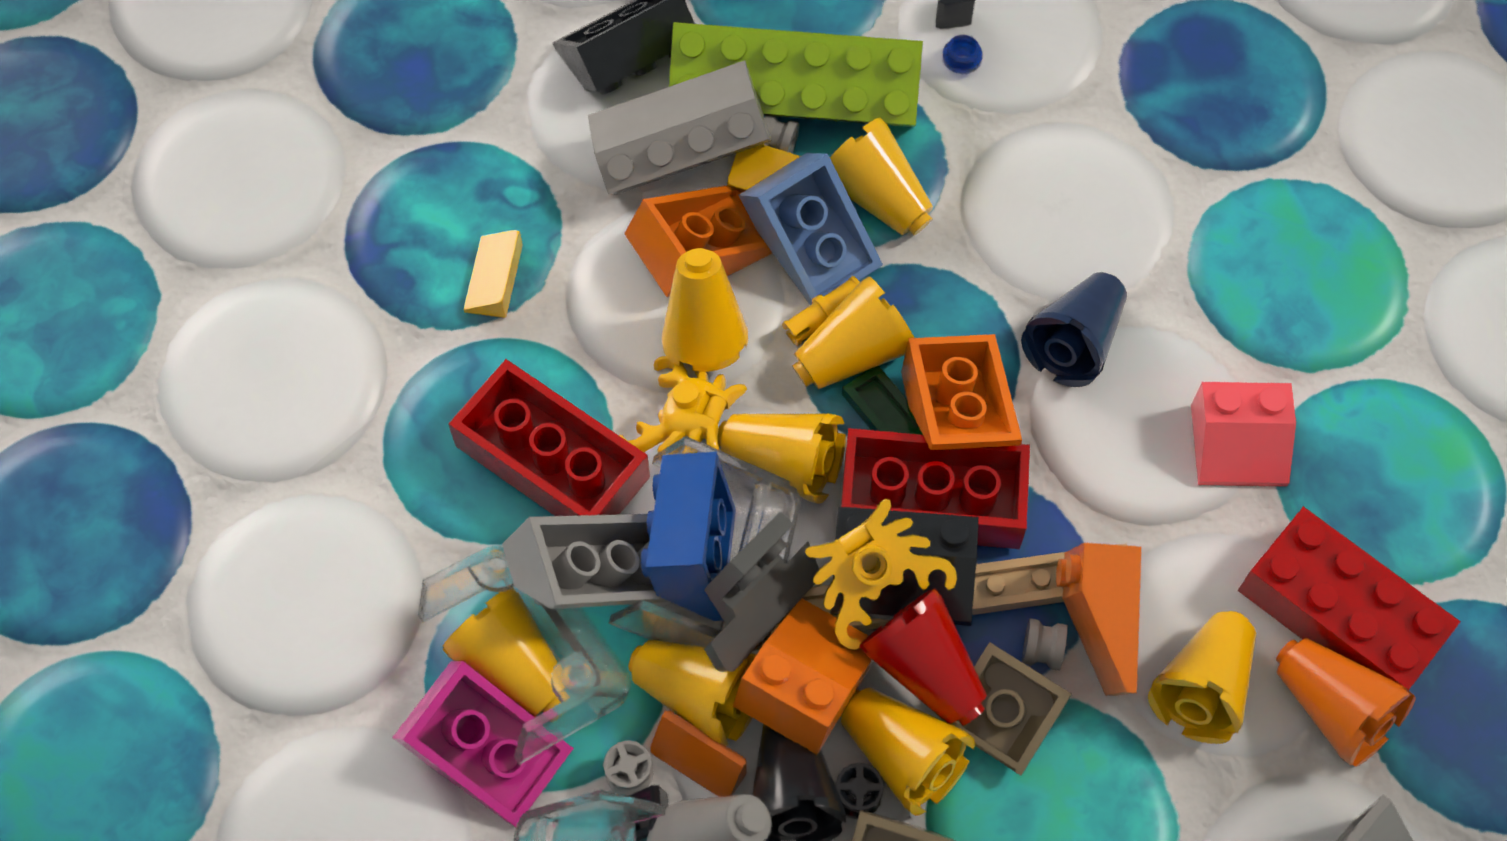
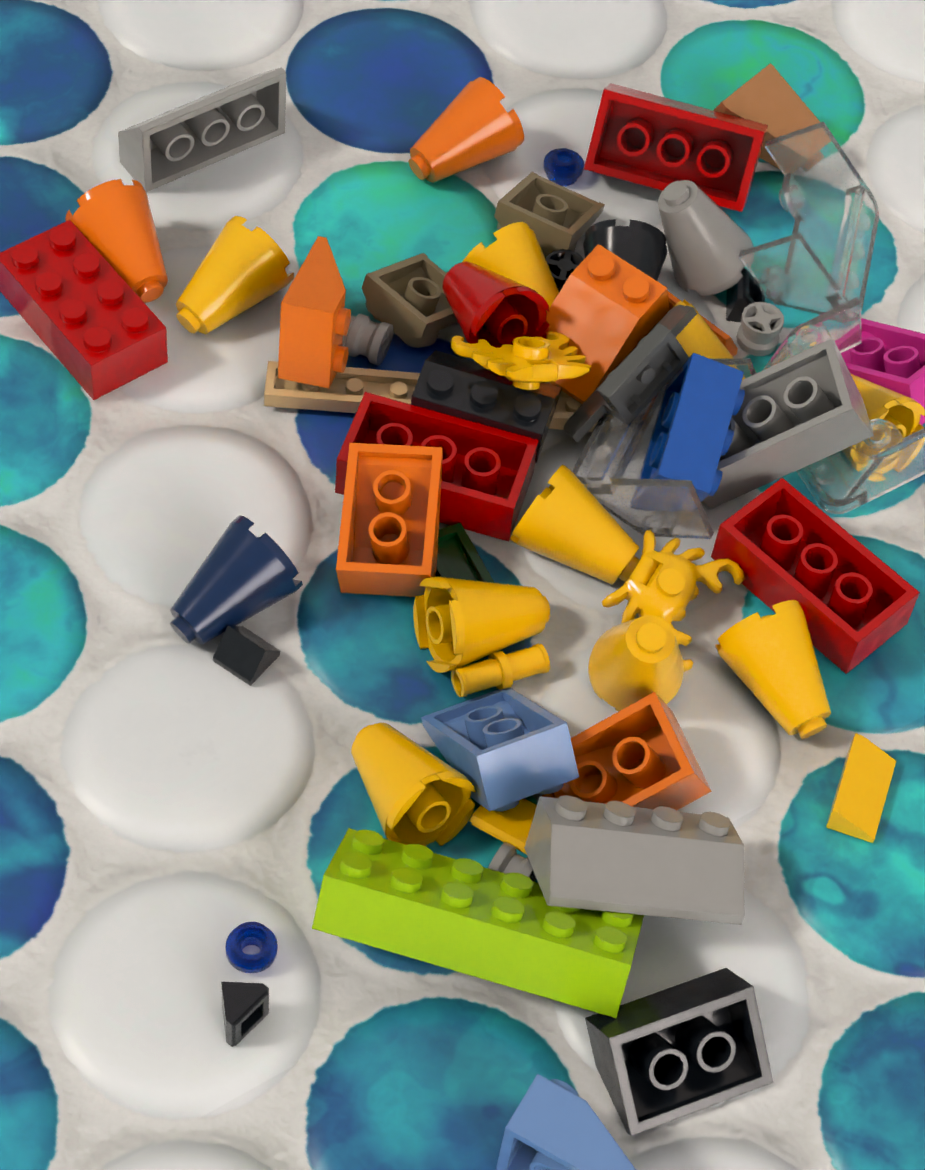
camera: 175 degrees left, 10 degrees down
(580, 353) = (779, 667): none -> yellow cone
(1045, 287) = (244, 654): none -> black slope
(1243, 433) = (103, 472): coral slope -> none

